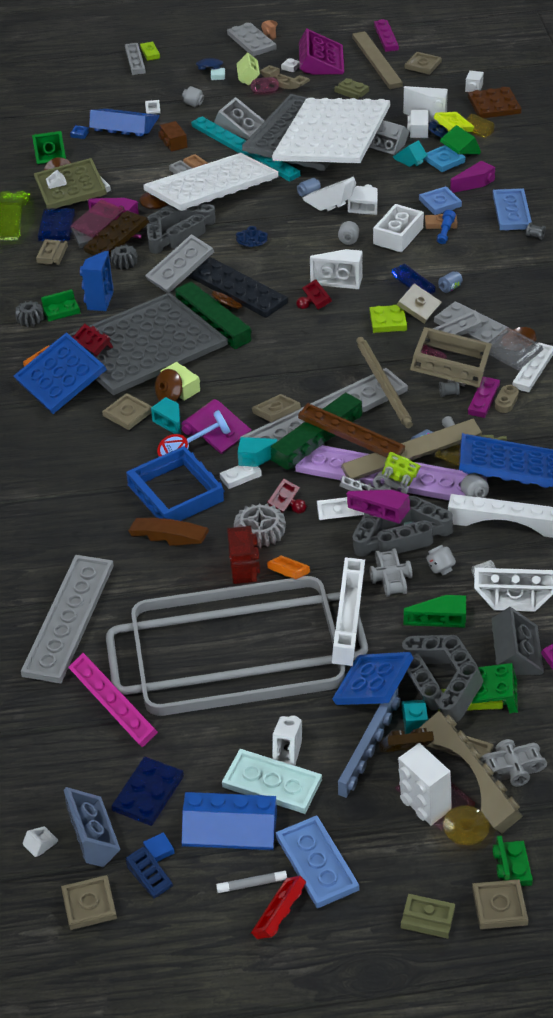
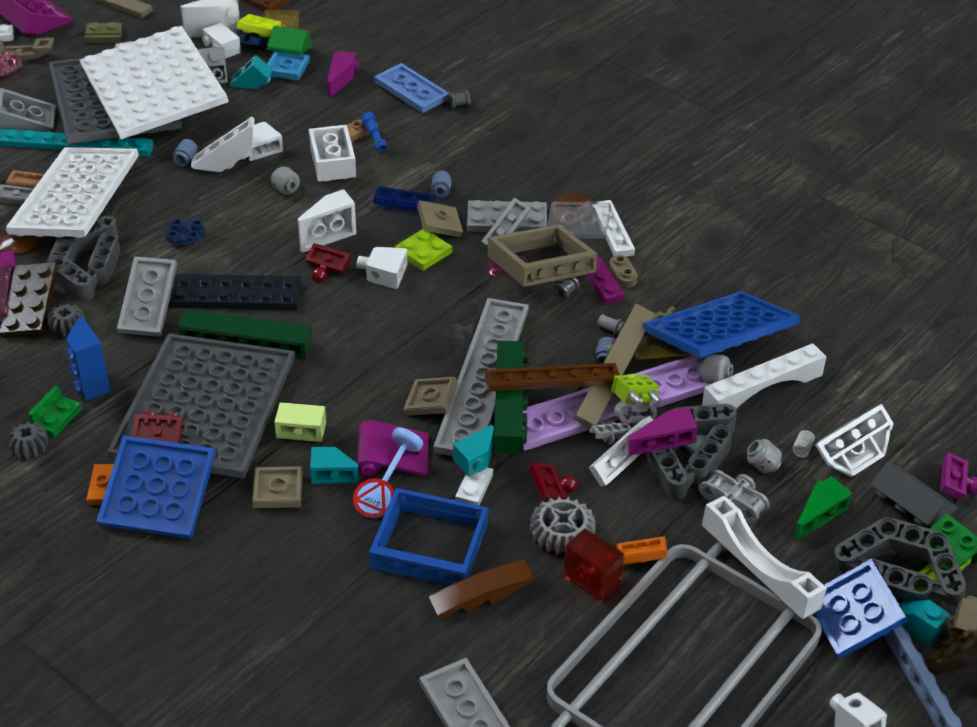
camera: 45 degrees left, 0 degrees up
(168, 385) = (302, 424): reddish brown dish -> none
(226, 301) = (244, 312): reddish brown dish -> none
(347, 316) = (384, 266): none -> white torso
(385, 384) = (509, 312): dark tan piece -> none
(440, 200) = (334, 108): medium blue plate -> none

